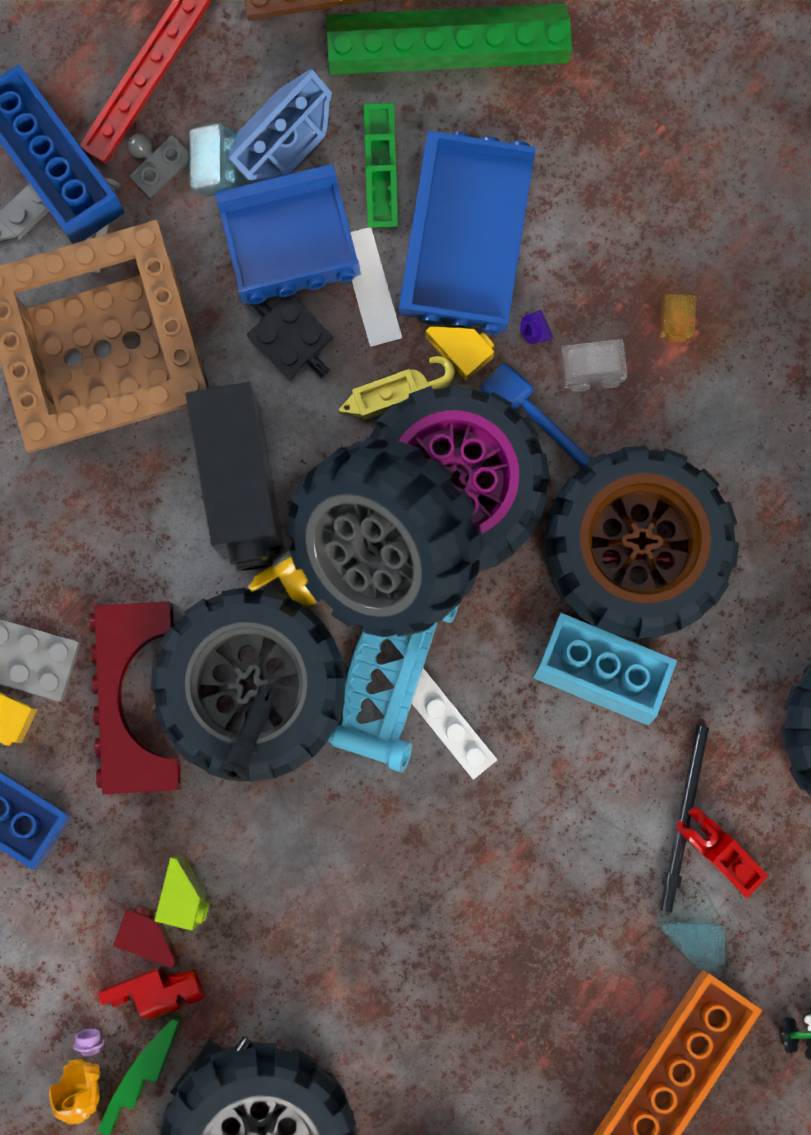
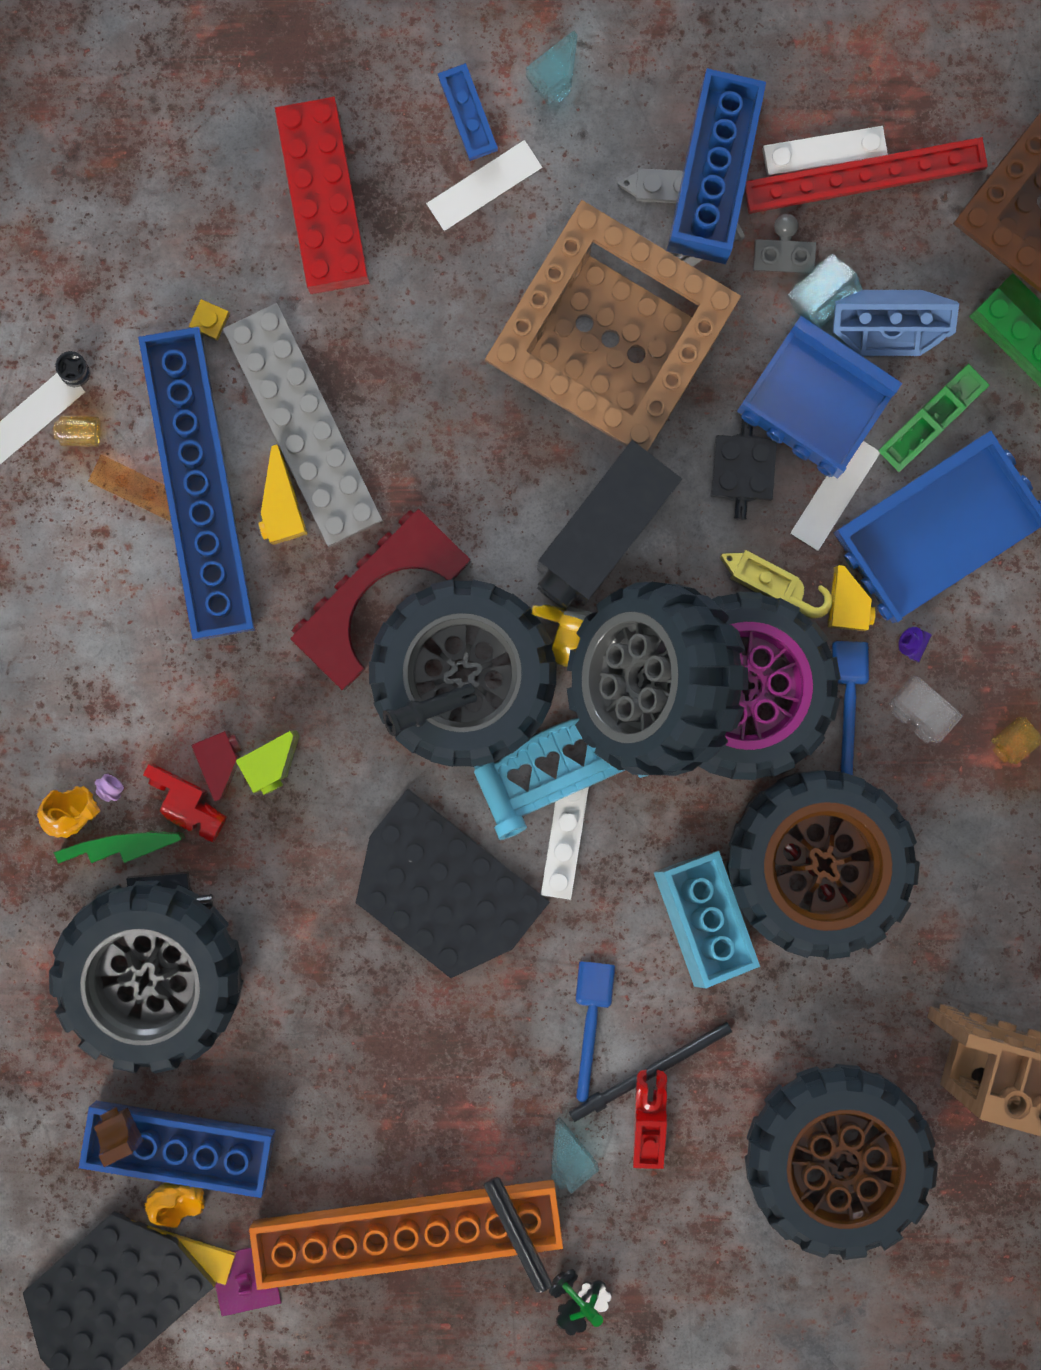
camera: 45 degrees right, 5 degrees up
(110, 70) = (824, 151): none -> white plate
(401, 852) = (443, 889): none -> black plate
(583, 805) = (593, 990): none -> blue piece
(720, 1035) = (518, 1235): none -> black axle

